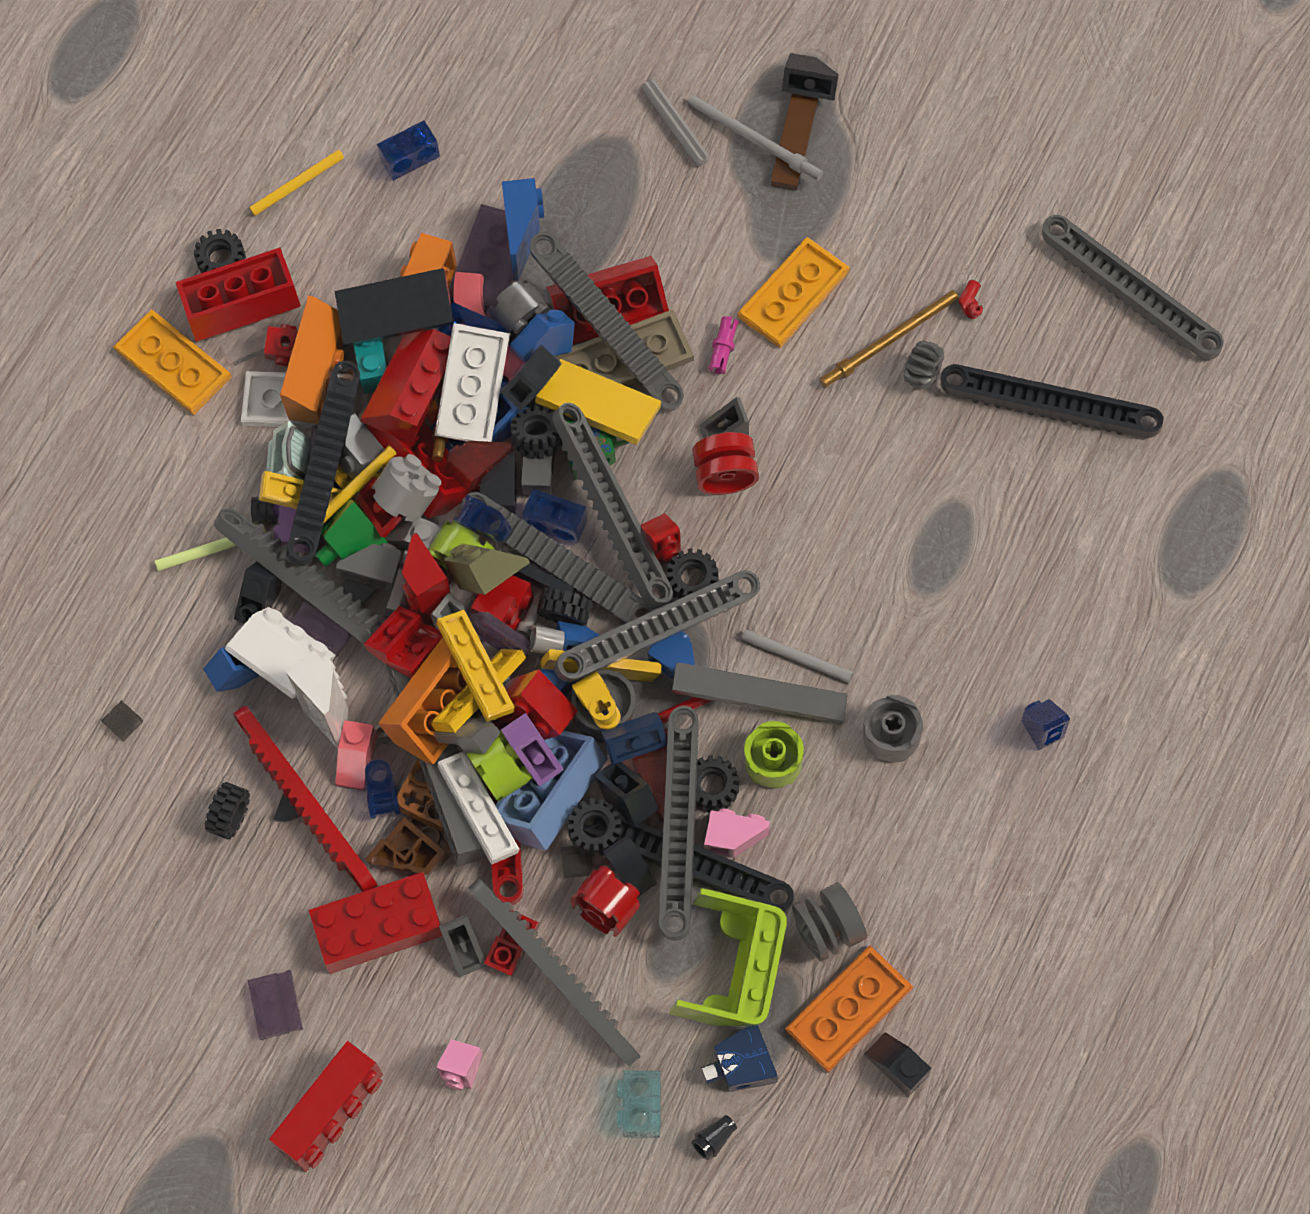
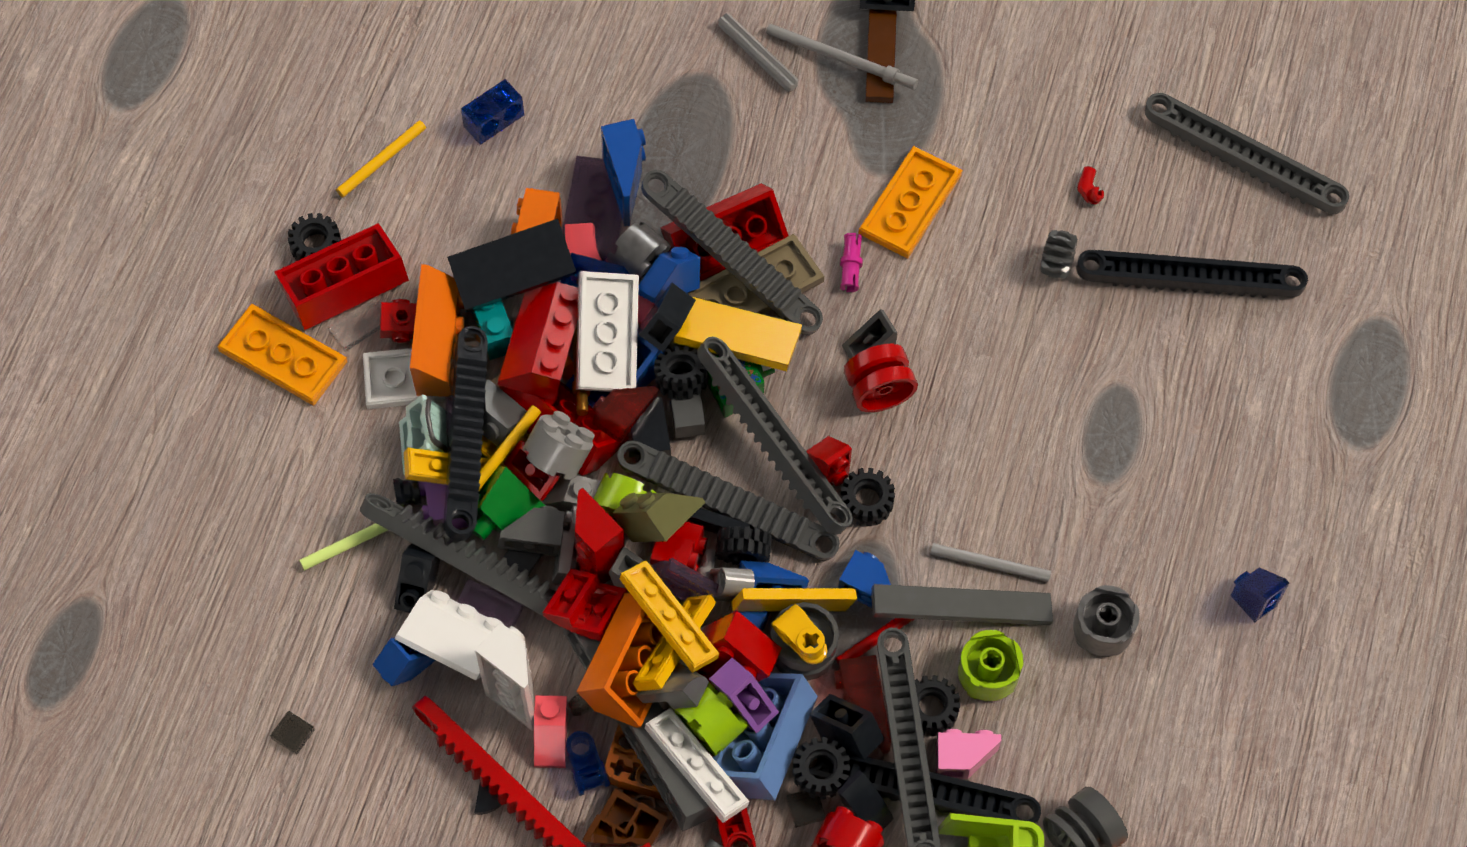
camera: 15 degrees left, 5 degrees down
(227, 810) = (425, 809): black tyre -> none
(478, 518) = (640, 464): clear blue piece -> none
(555, 516) = (716, 454): clear blue brick -> none
(634, 738) = (845, 668): dark blue slope -> none
(657, 626) = (846, 550): dark grey gear -> none
(847, 366) = (981, 266): pearl gold bar -> none

